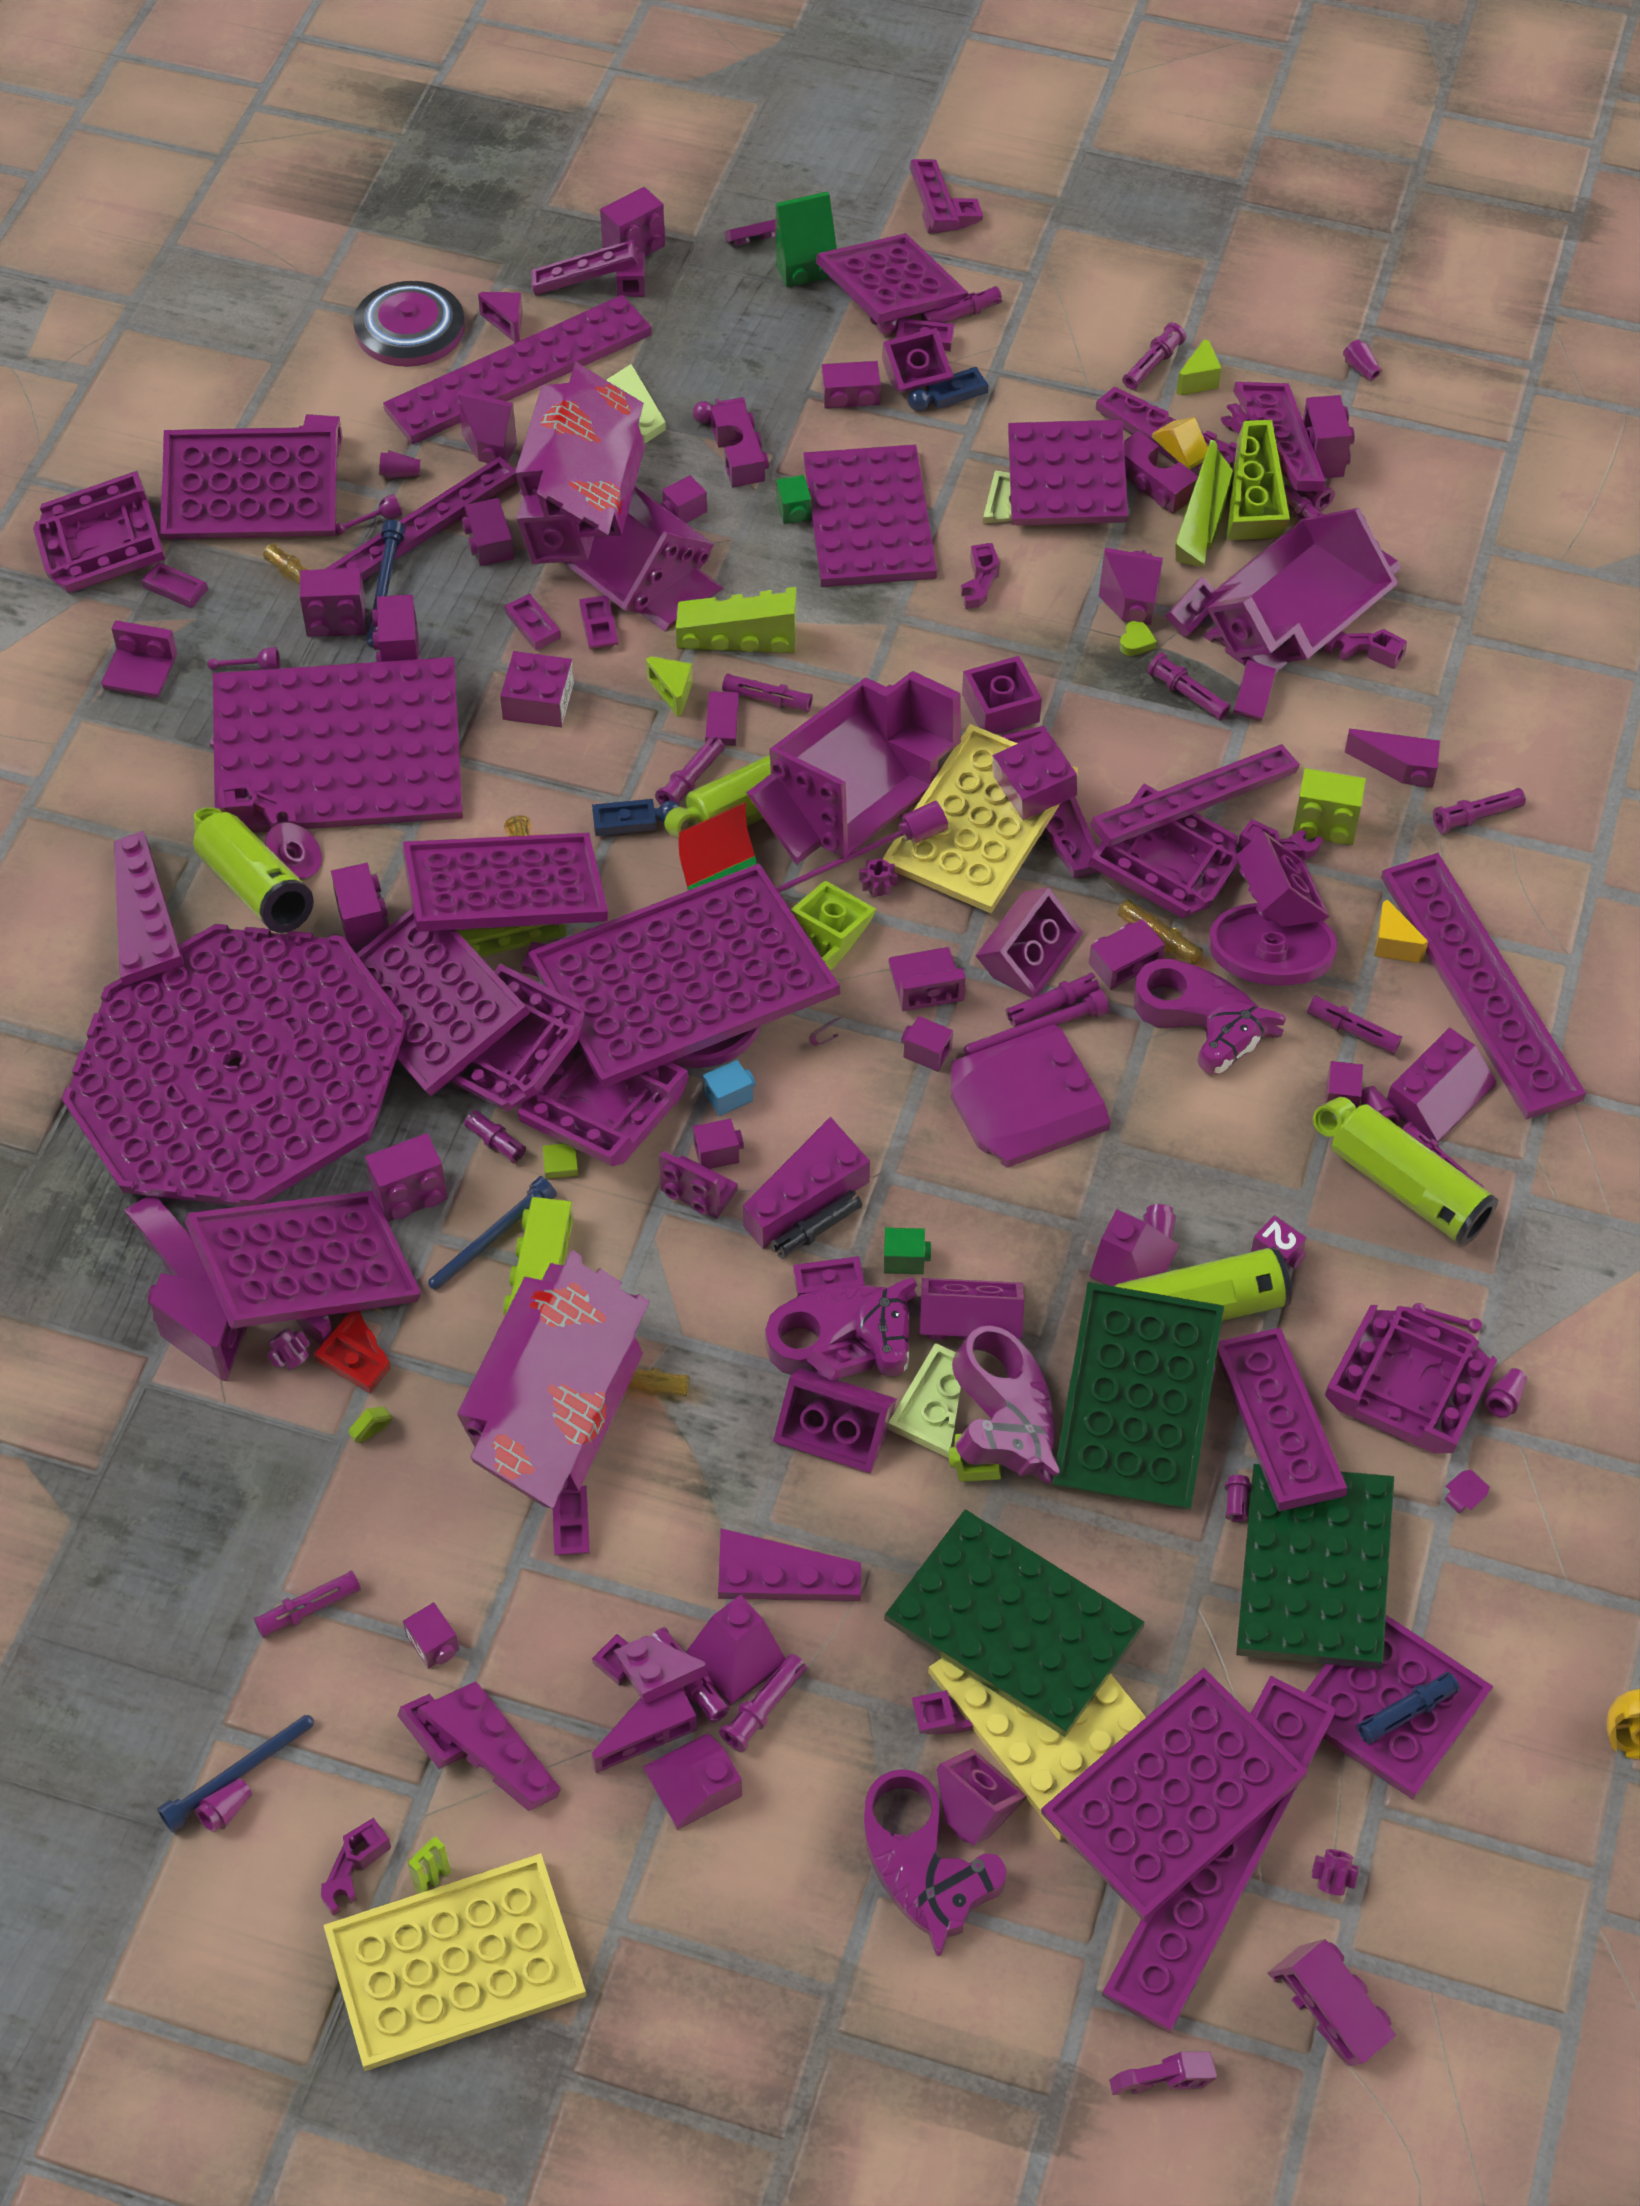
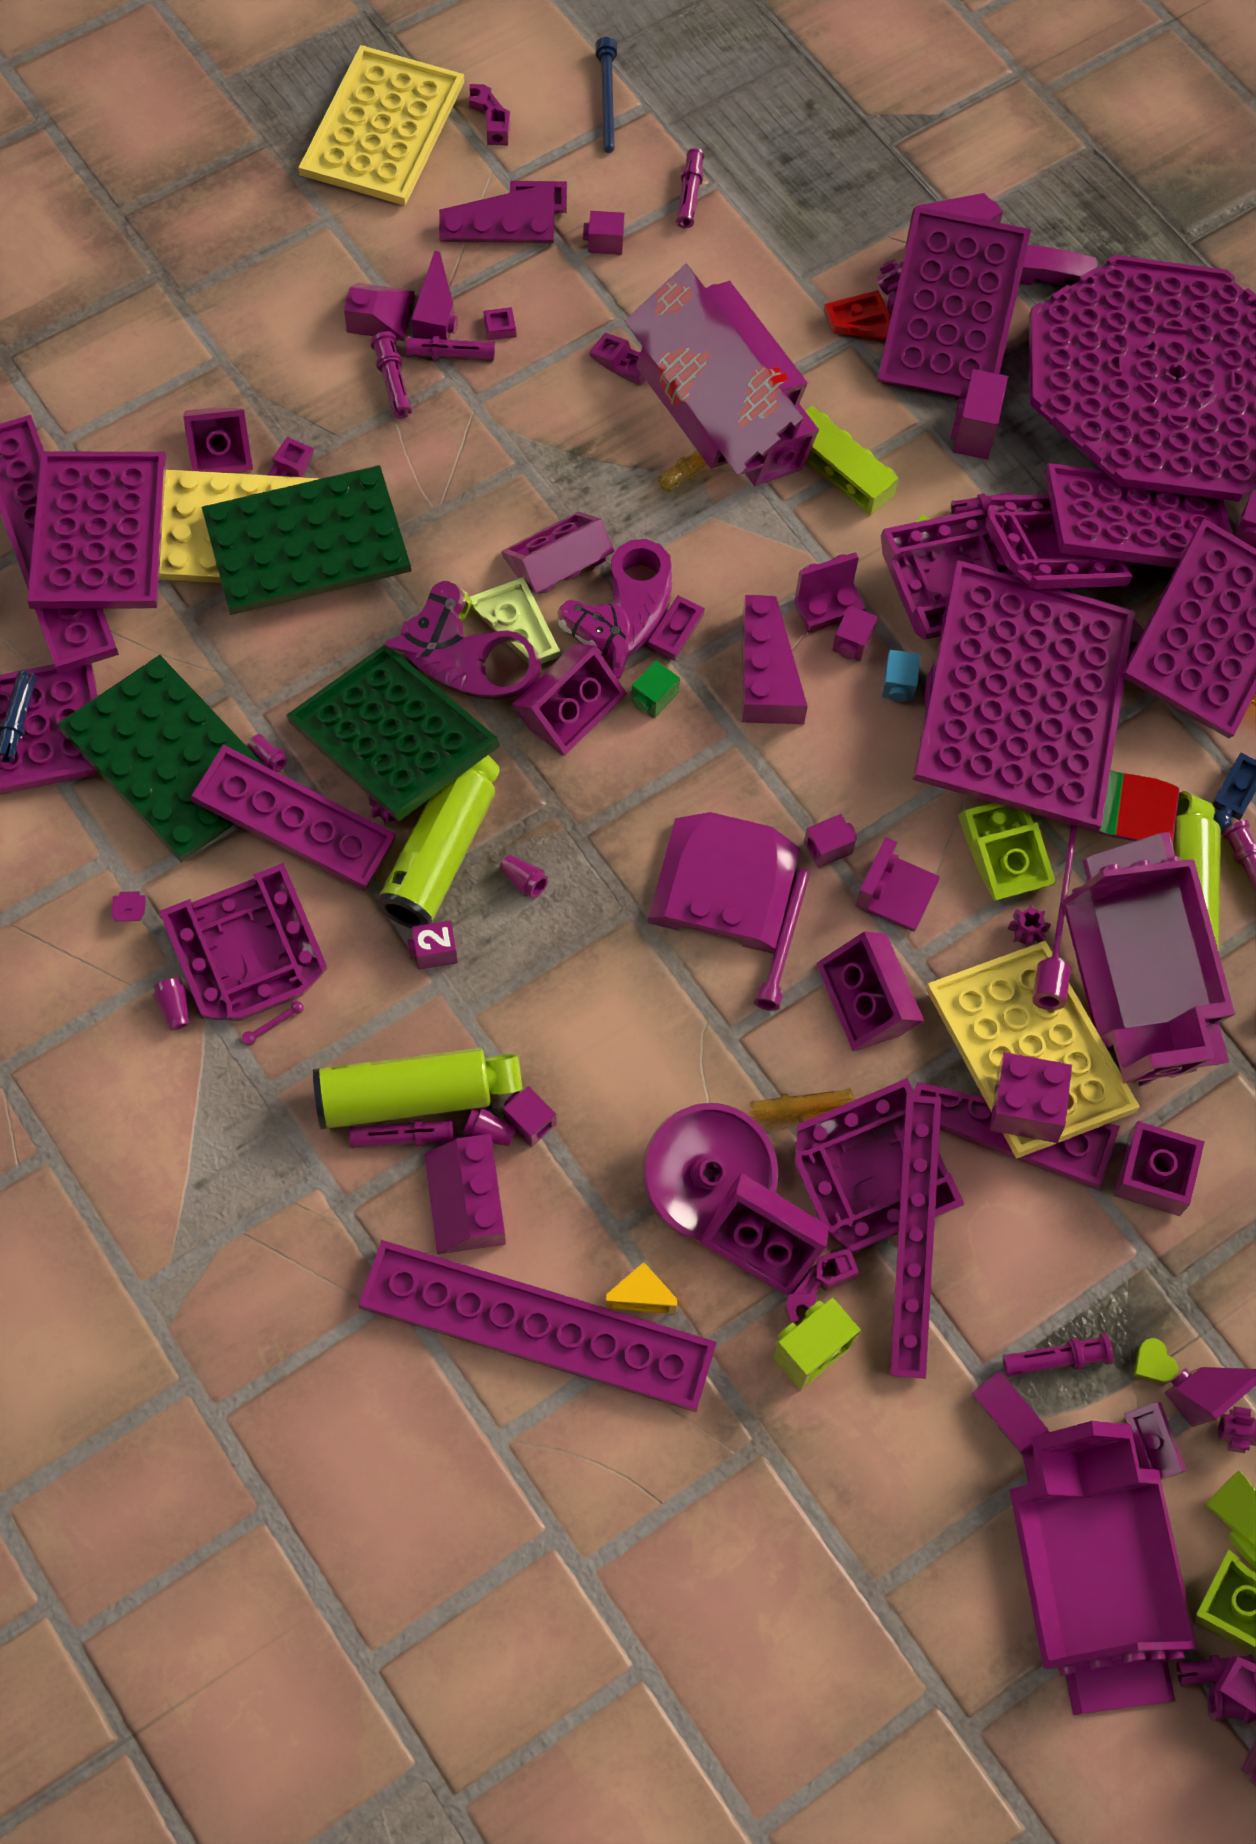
camera: 125 degrees right, 10 degrees up
(222, 1806) = (589, 74): magenta cone -> none
(370, 1422) = (795, 293): lime tile -> none
(434, 1862) = (445, 131): lime tile -> none
(538, 1188) = (906, 500): dark blue piece -> none
(657, 1667) = (464, 319): magenta wing -> none
(737, 1650) = (440, 388): magenta slope -> none
(783, 1571) = (475, 449): magenta wing -> none
(805, 1231) = (729, 640): black pin -> none
(812, 1038) = (904, 775): piece -> none
(841, 1359) = (596, 576): magenta plate -> none
(927, 1888) = (206, 376): magenta animal -> none
(1064, 994) = (797, 979): magenta pin -> none
(1125, 953) = (799, 1056): magenta brick -> none
(1131, 1251) = (515, 835): magenta slope -> none
(1207, 1000) = (667, 1084): magenta animal -> none
(1347, 1021) = (596, 1177): magenta pin -> none
(1381, 646) = (1004, 1563): magenta piece -> none
(1398, 756) = (828, 1477): magenta slope -> none
(1466, 812) = (722, 1483): magenta pin -> none

